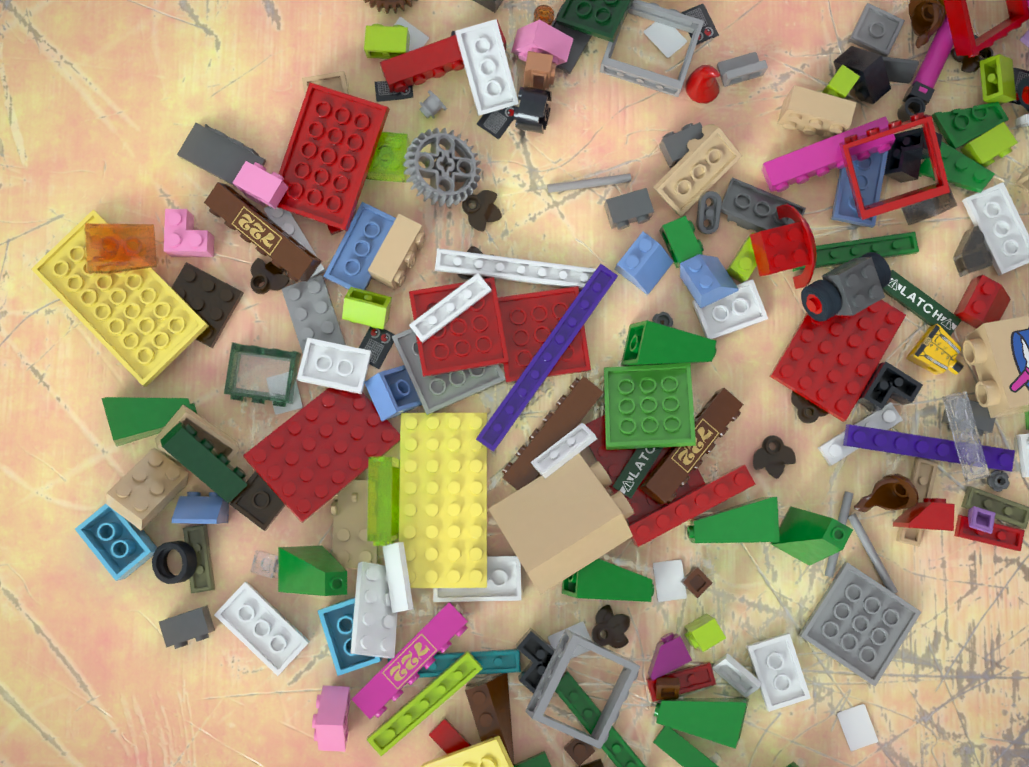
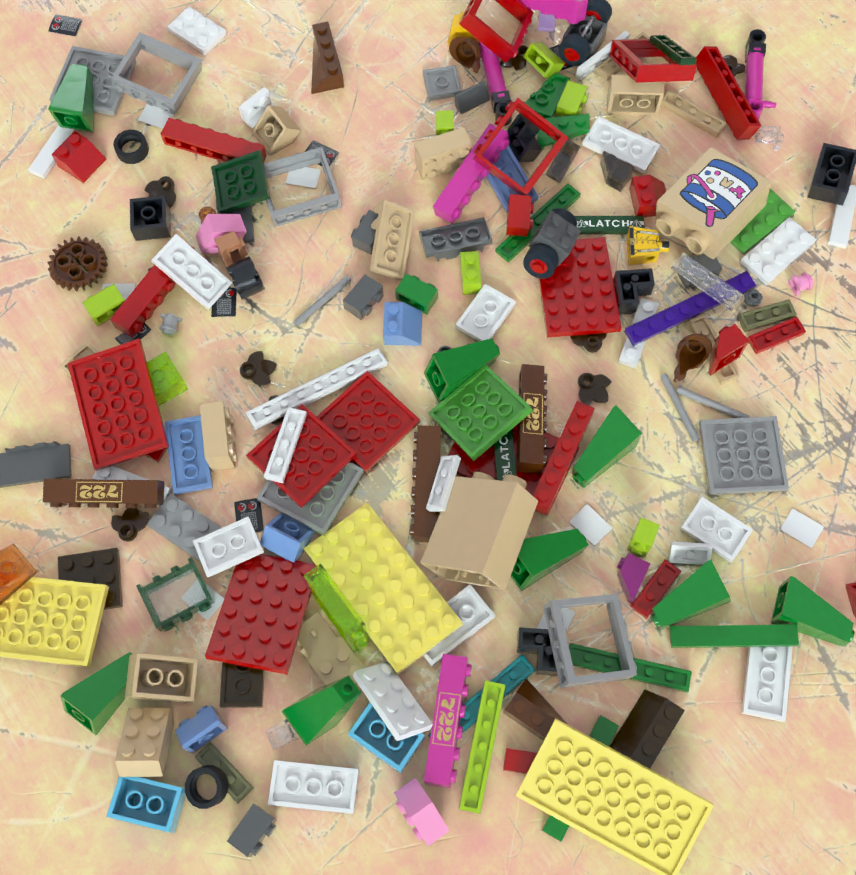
camera: 30 degrees left, 15 degrees down
(182, 239) = (45, 541): bright pink brick -> none
(204, 462) = (177, 683): dark green brick -> none
(260, 185) = (79, 458): bright pink brick -> none
(366, 308) = (222, 491): brick -> none
(397, 577) = (390, 663): white tile -> none
(439, 171) = (208, 357): light grey gear -> none
(546, 357) = (382, 434): dark purple plate -> none
(579, 750) = (623, 693): reddish brown plate -> none
(613, 625) = (575, 585): dark brown plate -> none
(667, 688) = (649, 597): reddish brown plate -> none
(696, 582) = (609, 510): reddish brown plate -> none
(702, 84) = (351, 187): red hat -> none
(706, 279) = (453, 305): medium blue slope -> none
(711, 212) = (421, 263): dark grey plate -> none
(741, 69) = (371, 162): light grey panel -> none
(786, 247) = (490, 244): red piece -> none
(811, 536) = (661, 416): green slope -> none
(840, 233) = (519, 215): none -> red brick
(870, 67) = (464, 110): black brick -> none
(981, 519) = (762, 327): medium lavender slope -> none

